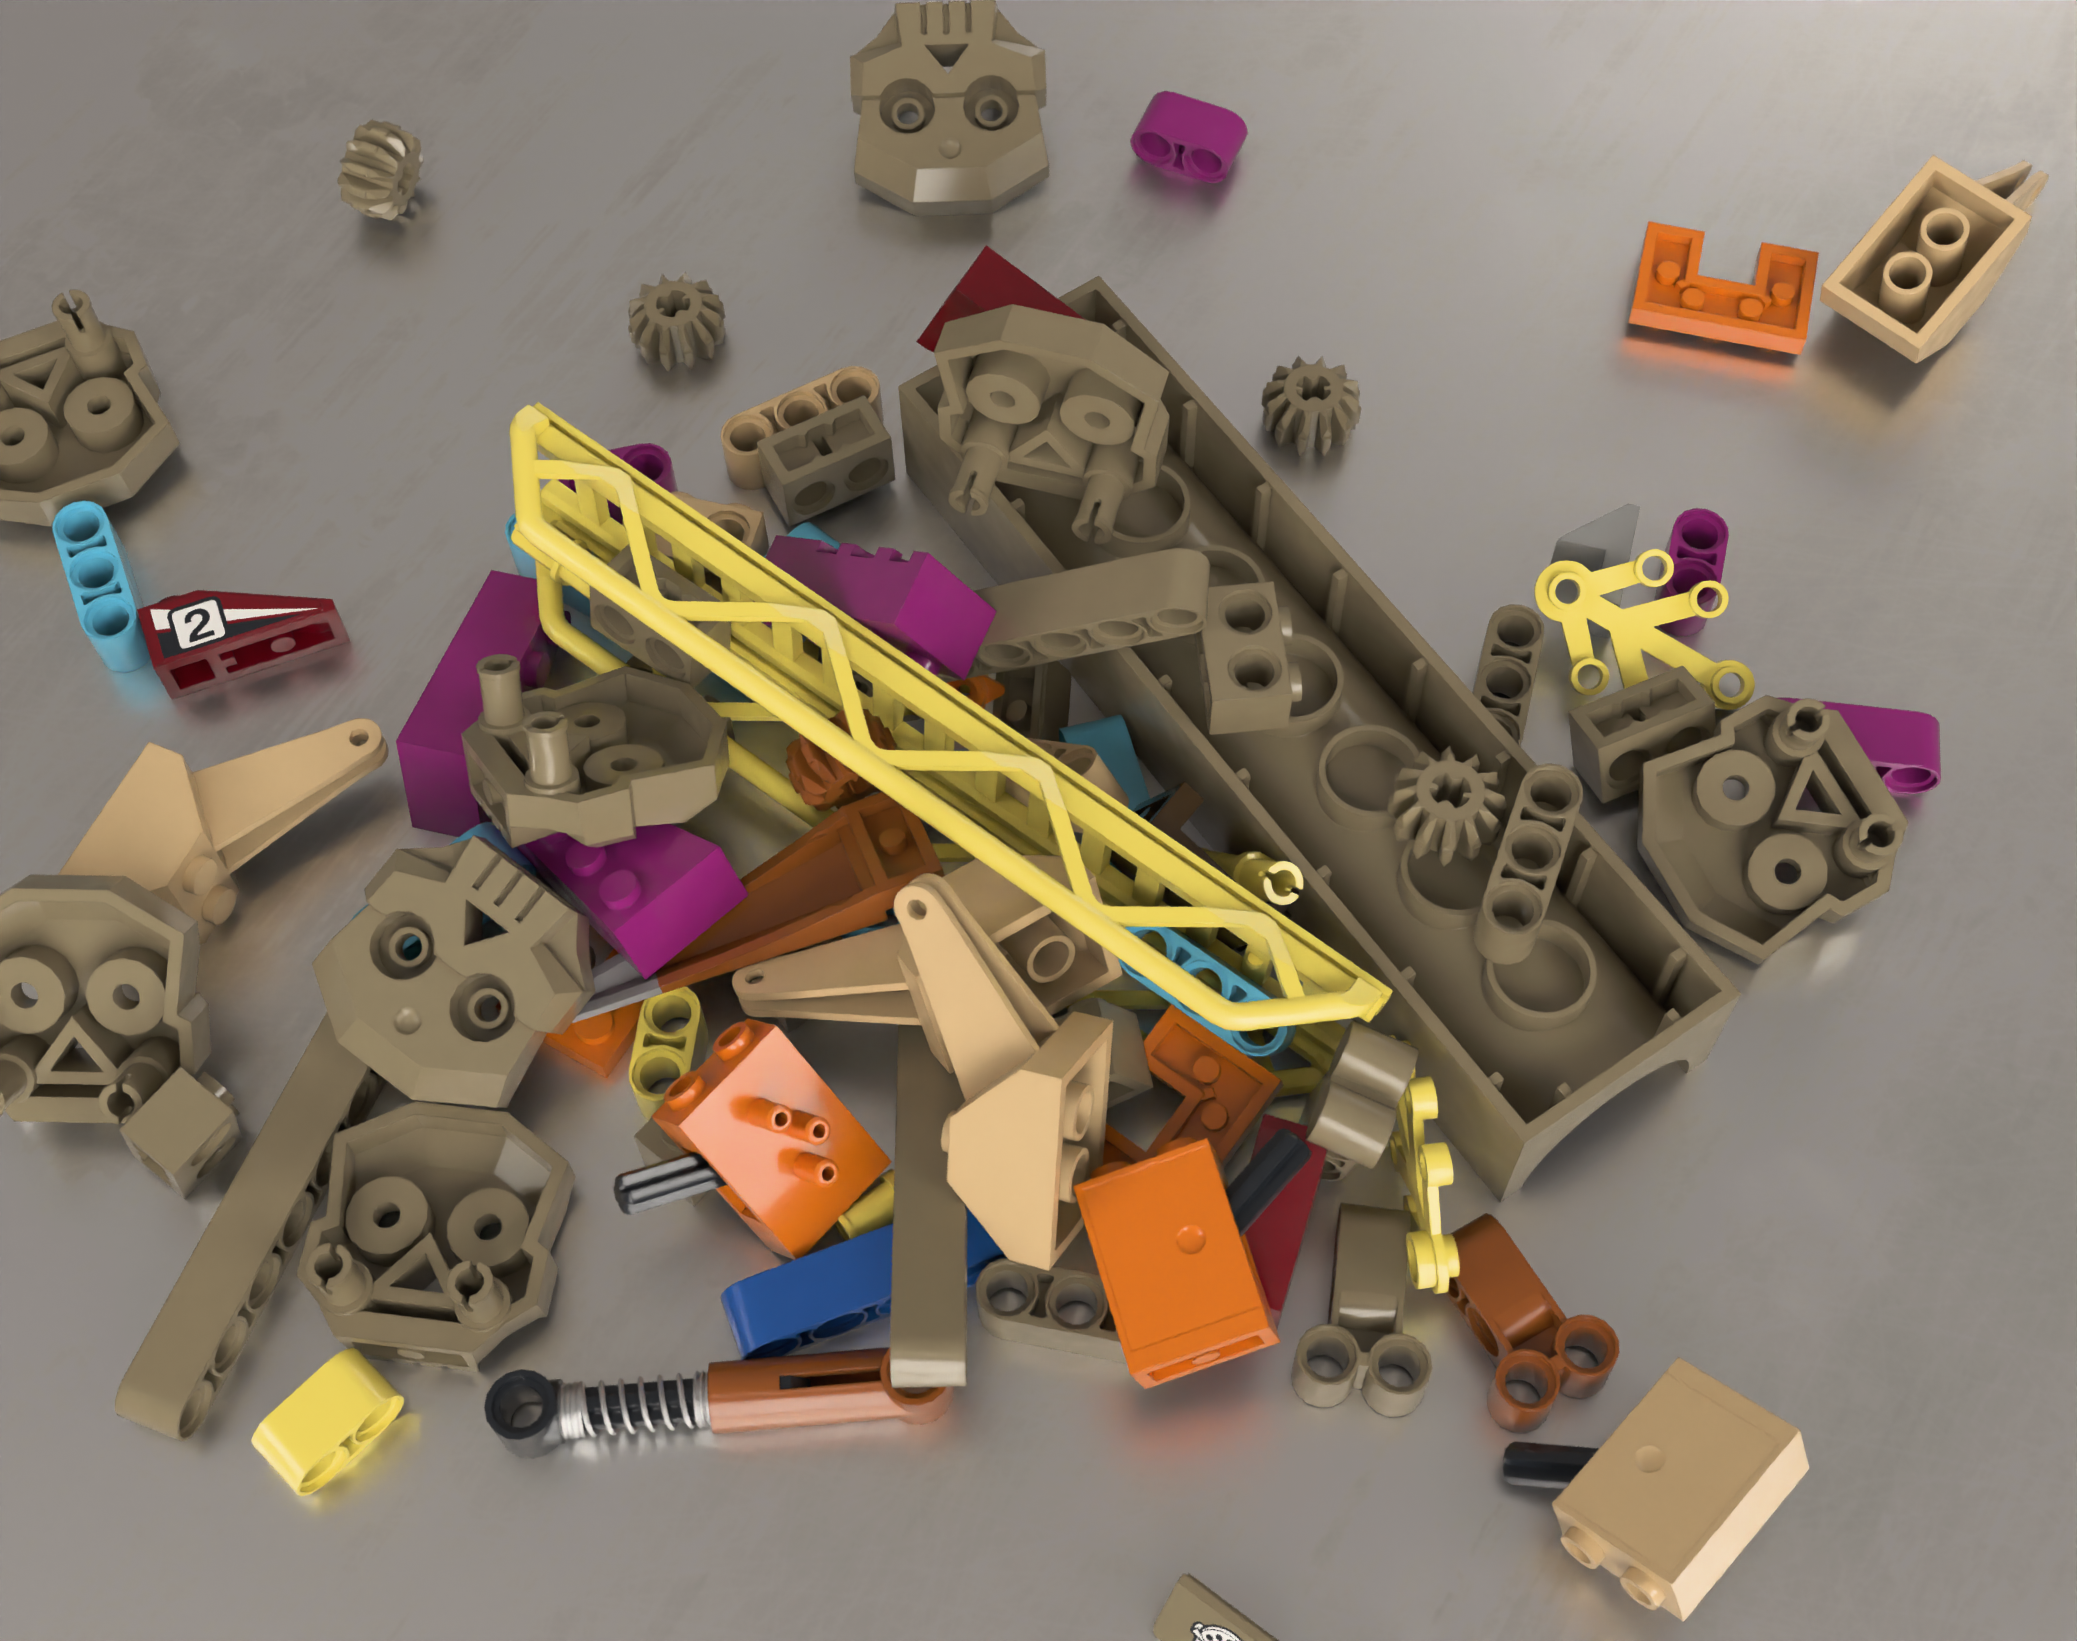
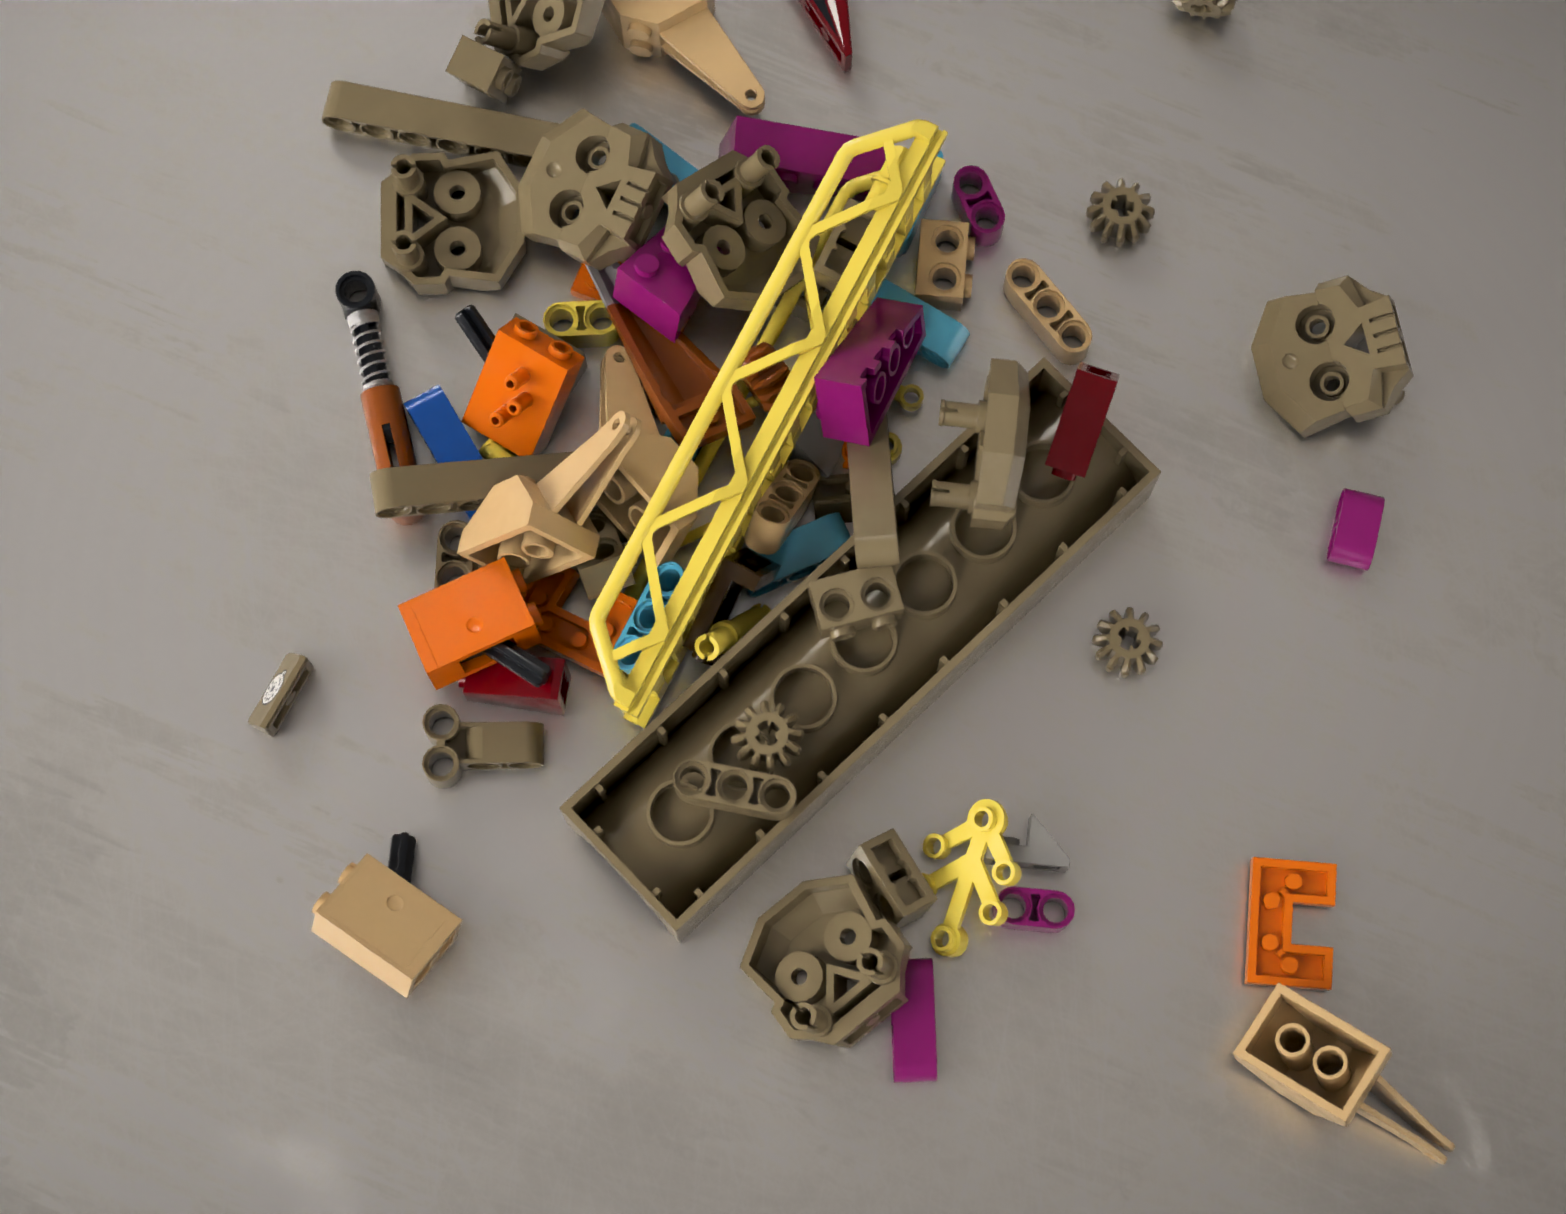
camera: 80 degrees right, 15 degrees up
(327, 1421) = (341, 193): light yellow beam -> none
(826, 460) = (1015, 327): dark tan brick -> none
(1357, 1099) = (576, 710): dark tan piece -> none
(1423, 1168) = (544, 762): light yellow plant -> none
(1508, 667) = (932, 781): dark tan beam -> none
(1523, 1327) = (486, 831): dark orange piece -> none

